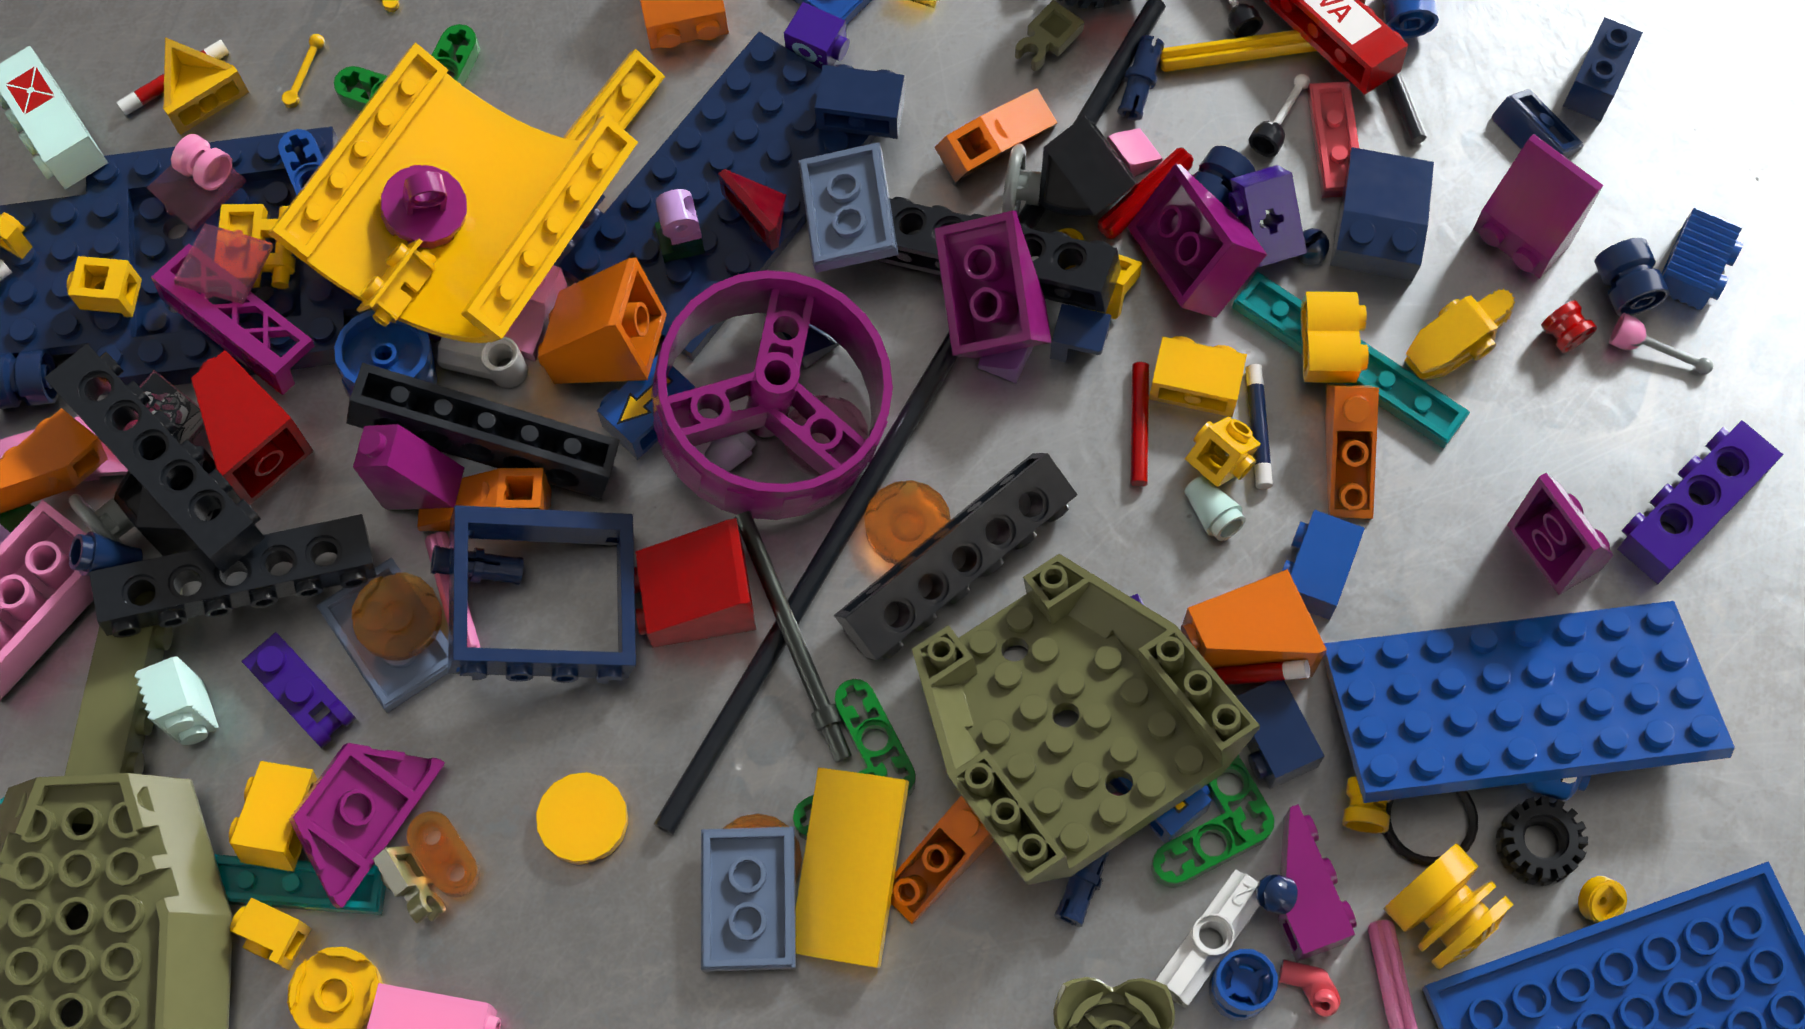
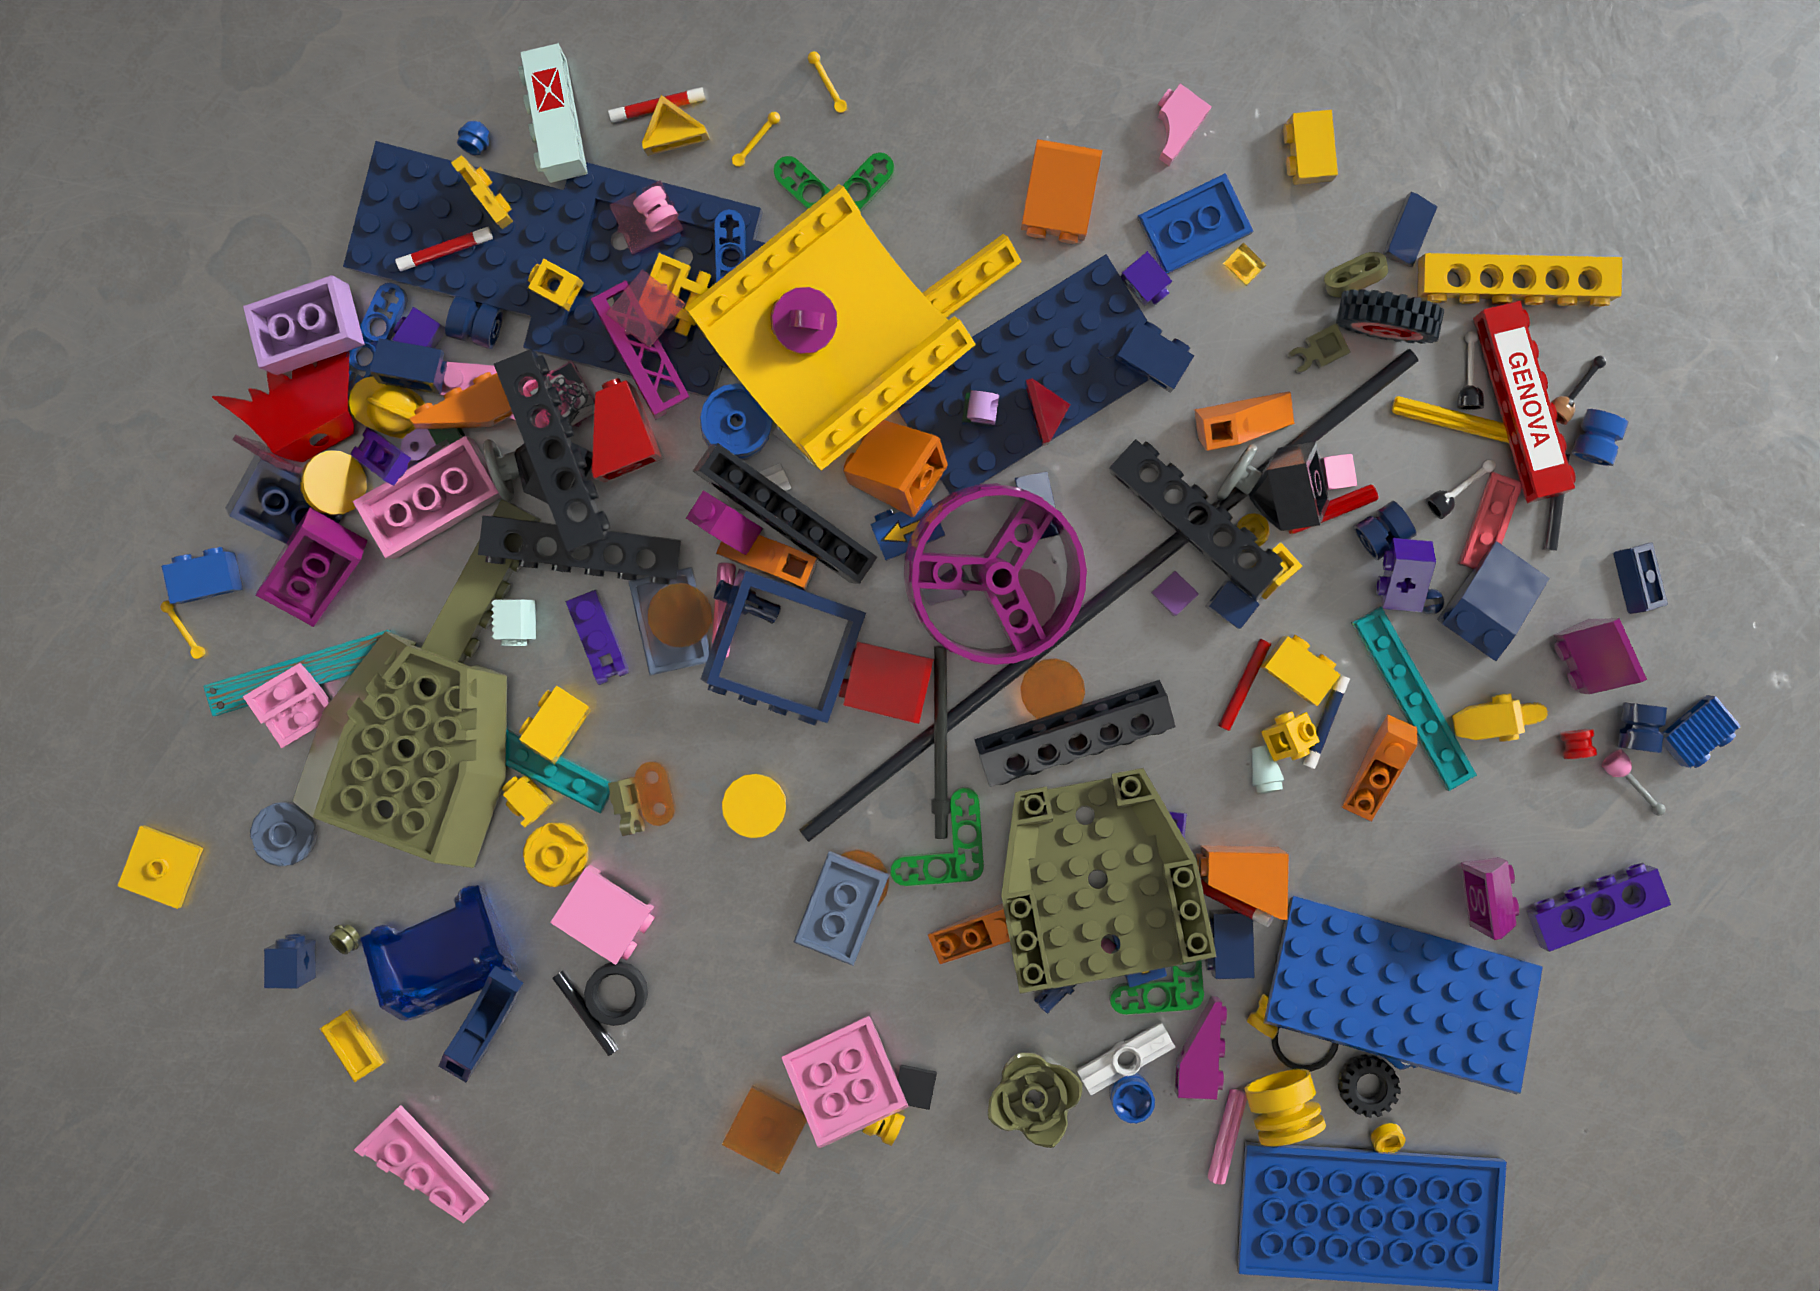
camera: 20 degrees right, 20 degrees up
(98, 552) = (493, 502): dark blue cone -> none
(357, 812) = (609, 746): magenta wing -> none
(385, 293) = (774, 365): yellow hinge -> none
(848, 207) = (1109, 439): sand blue tile -> none
(849, 866) = (914, 916): yellow slope -> none
(990, 287) = (1181, 558): magenta slope -> none
(1141, 77) = (1371, 415): dark blue pin -> none
(1195, 243) = (1344, 573): magenta slope -> none
(1277, 893) = (1179, 1054): dark blue hinge -> none
(1315, 984) = (1179, 1112): coral arm -> none
(1323, 560) = (1318, 841): blue brick -> none
(1332, 337) = (1407, 685): yellow brick -> none
(1602, 69) = (1712, 555): dark blue brick -> none

